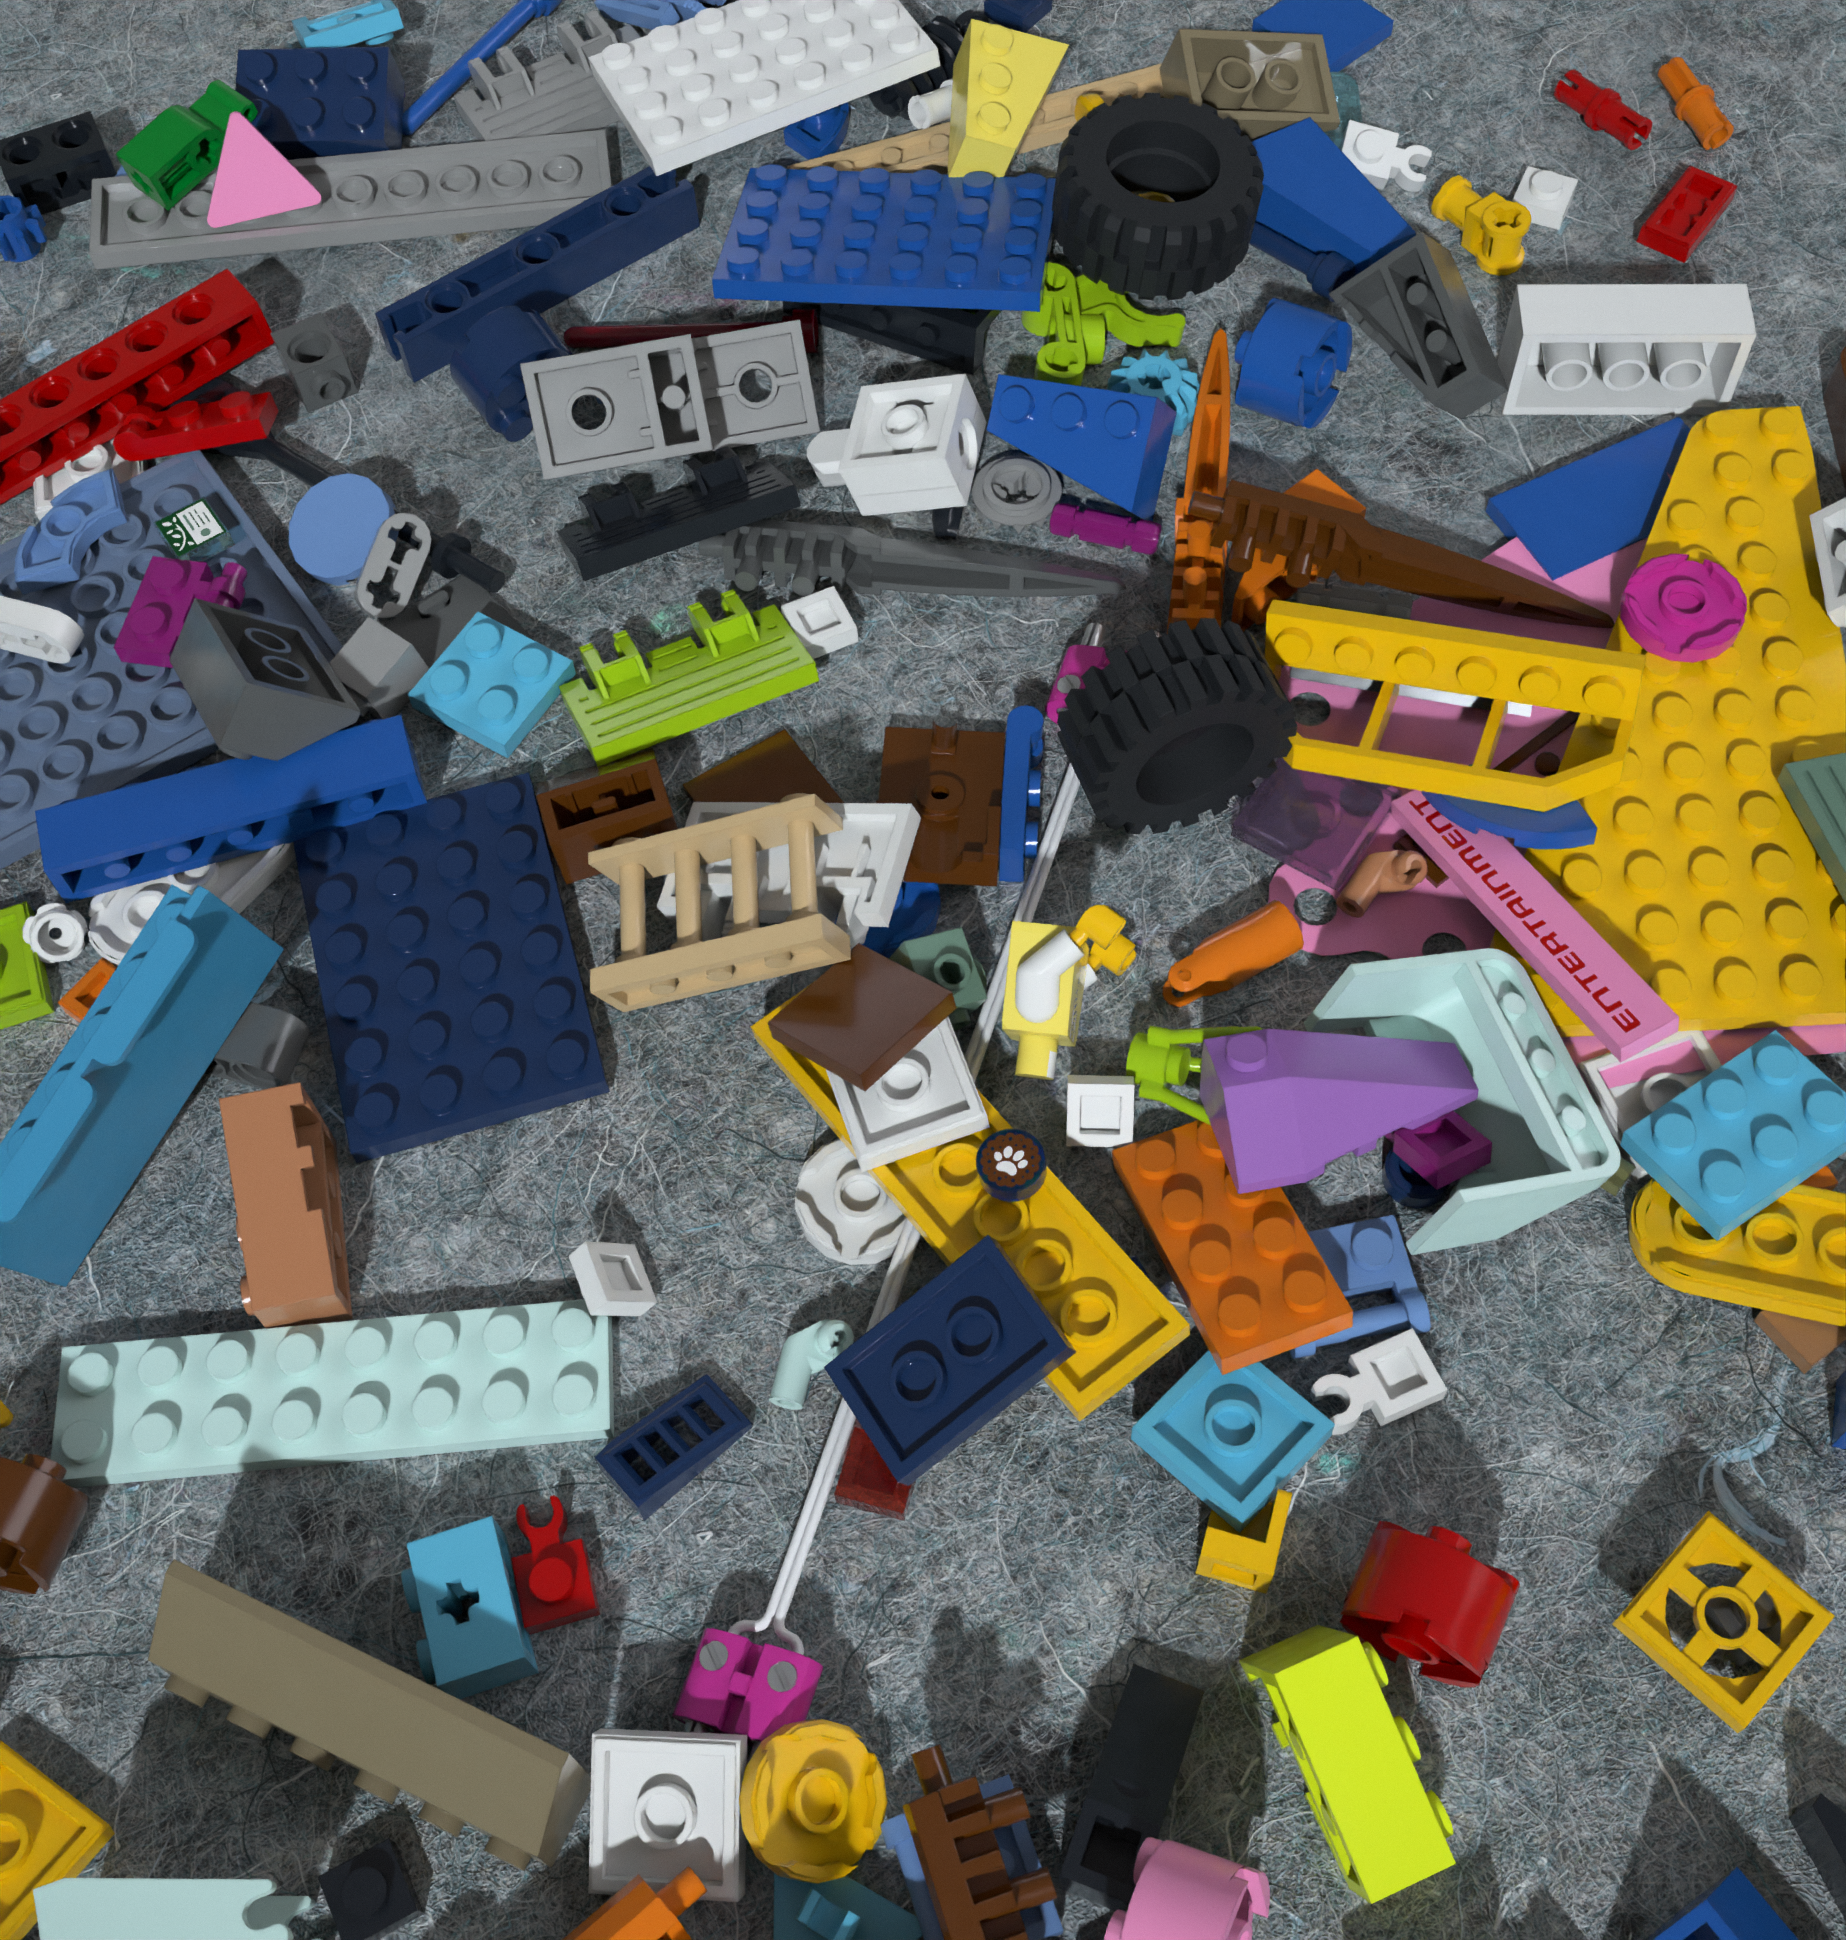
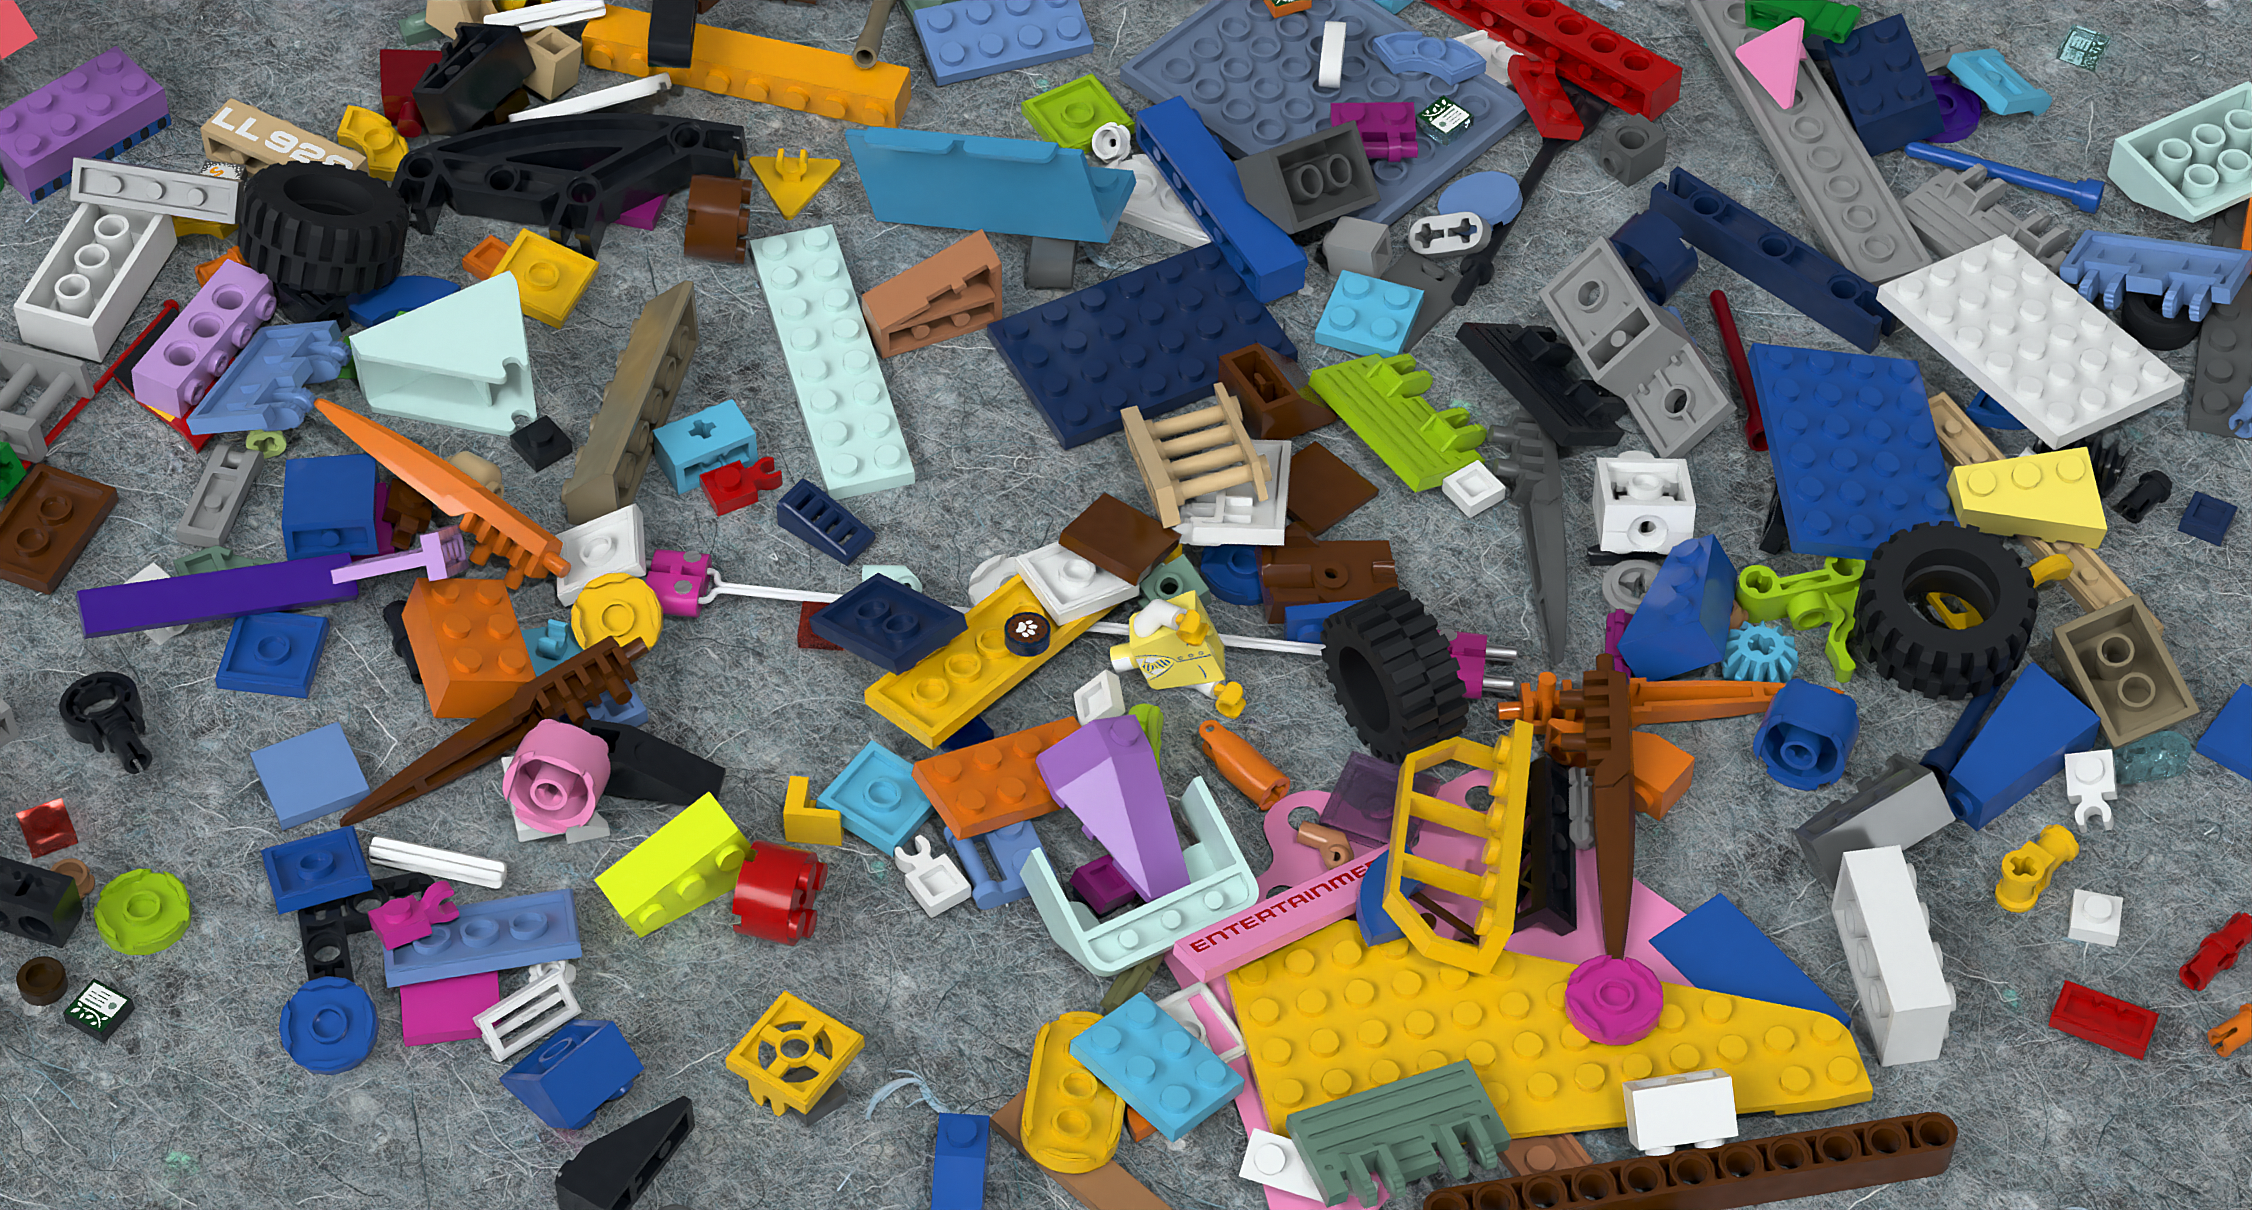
camera: 75 degrees right, 10 degrees down
(612, 1279) = (925, 469): white plate -> none

